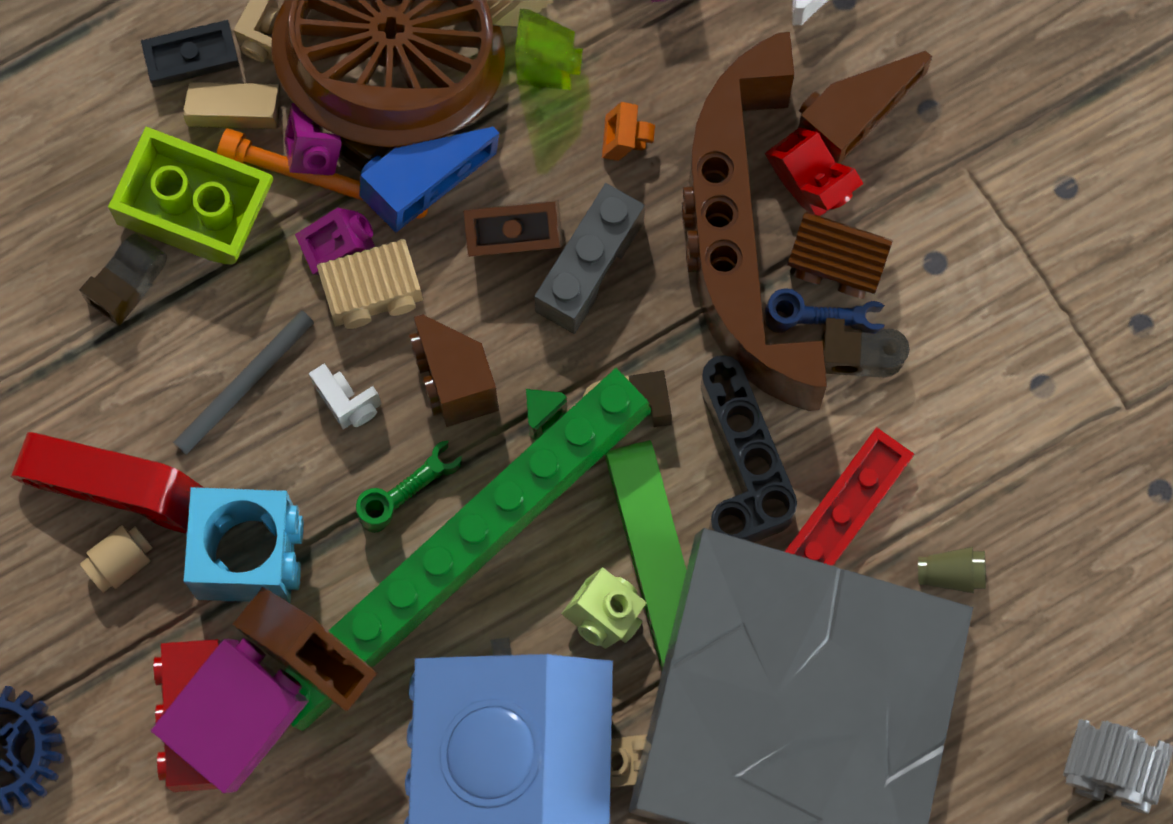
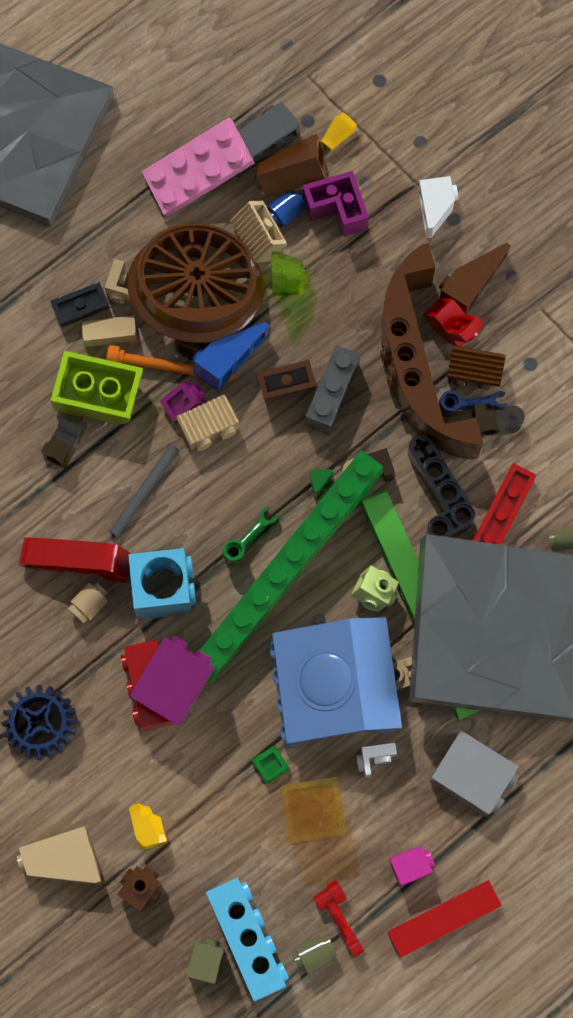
camera: 10 degrees left, 0 degrees up
(305, 648) = (210, 635): reddish brown slope -> none
(307, 148) = (158, 349): magenta bracket -> none
(335, 393) = (199, 490): white bracket -> none
(459, 373) = (268, 466): reddish brown slope -> none
(624, 132) = (340, 314): orange tile -> none

